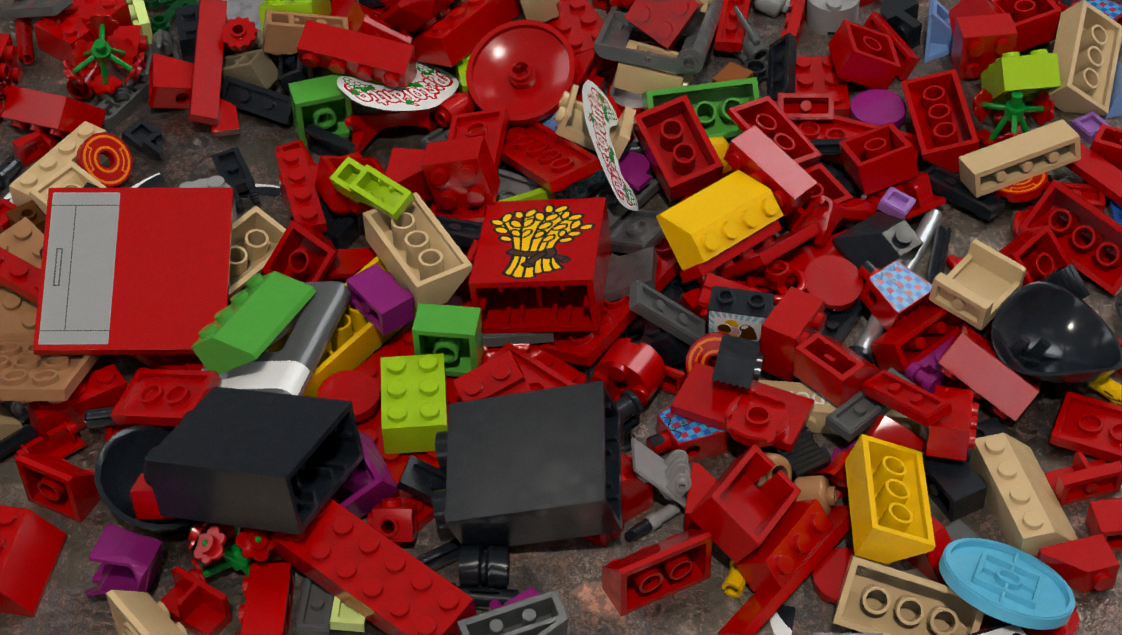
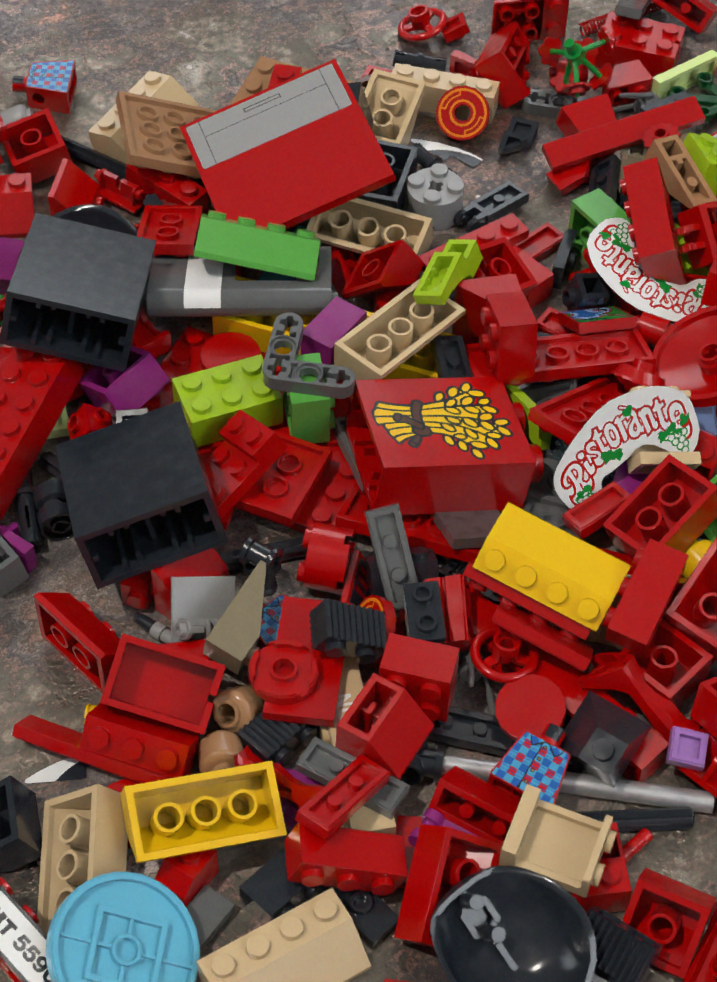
camera: 70 degrees right, 5 degrees up
(390, 135) = (586, 292): none -> black brick
(434, 129) = (597, 320): none -> red tile
(442, 328) = (293, 369): none -> dark grey beam
(525, 121) = (638, 374): none -> red piece
(647, 189) = (595, 510): none -> red tile
(693, 436) = (238, 629): none -> dark tan slope

